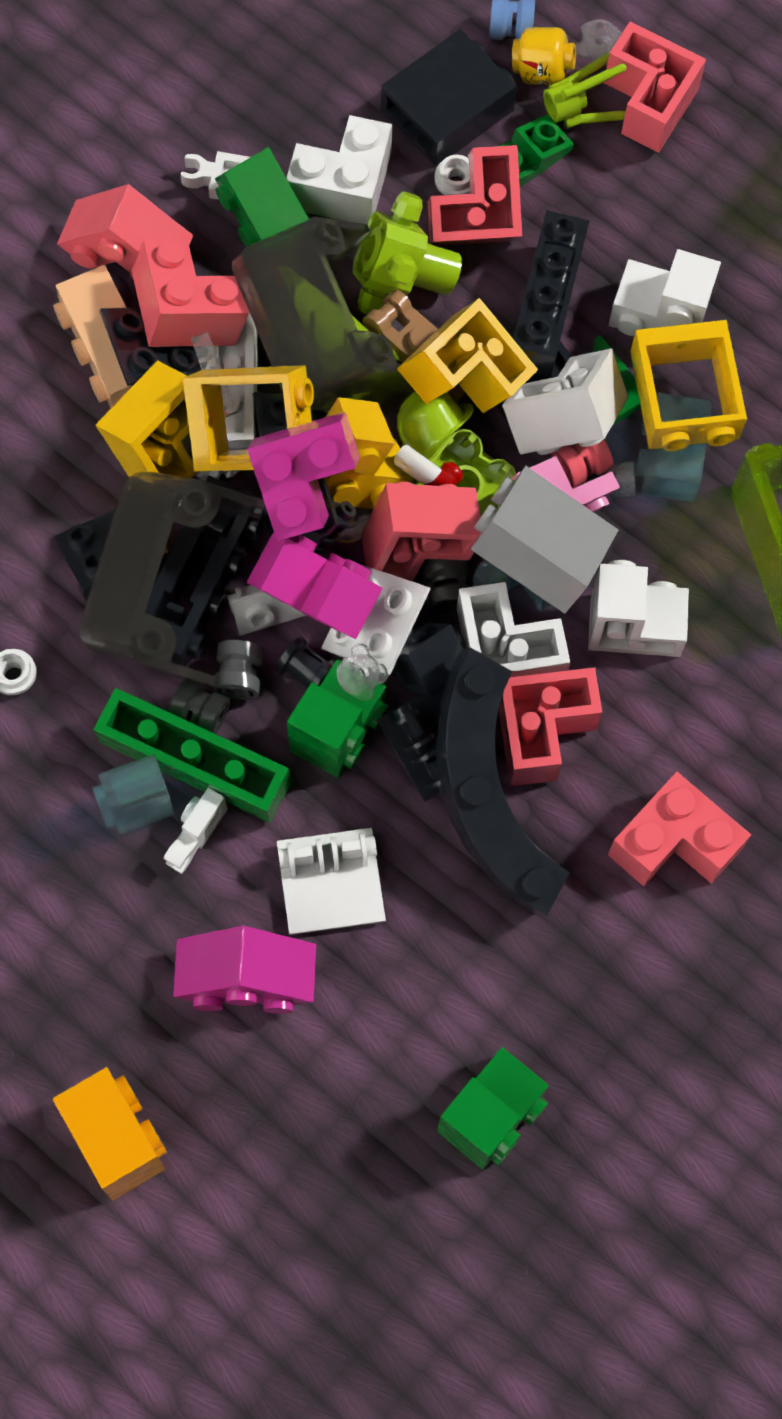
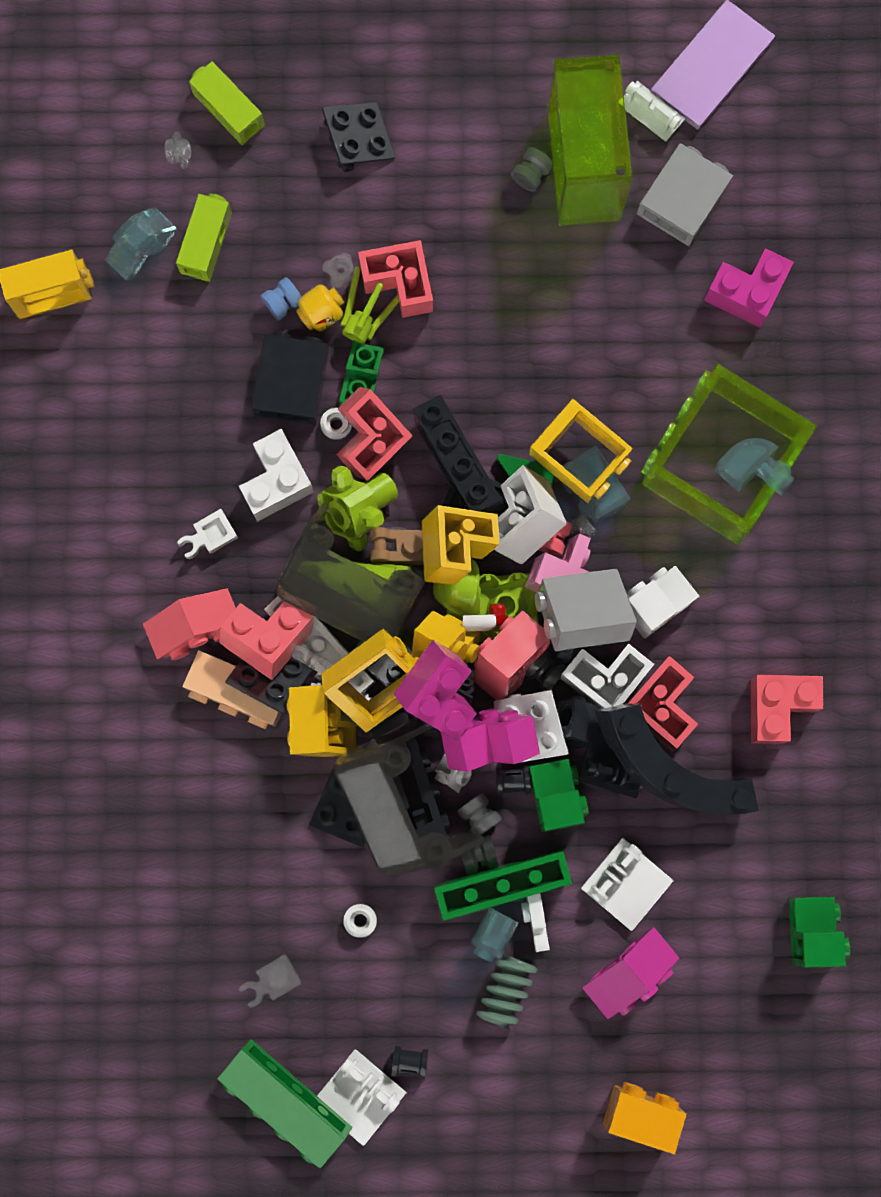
camera: 40 degrees left, 10 degrees up
(92, 872) = (507, 992): none -> sand green piece
(259, 197) = (250, 536): green brick -> none
(351, 677) = (553, 766): clear plate -> none
(662, 297) = (522, 404): white brick -> none

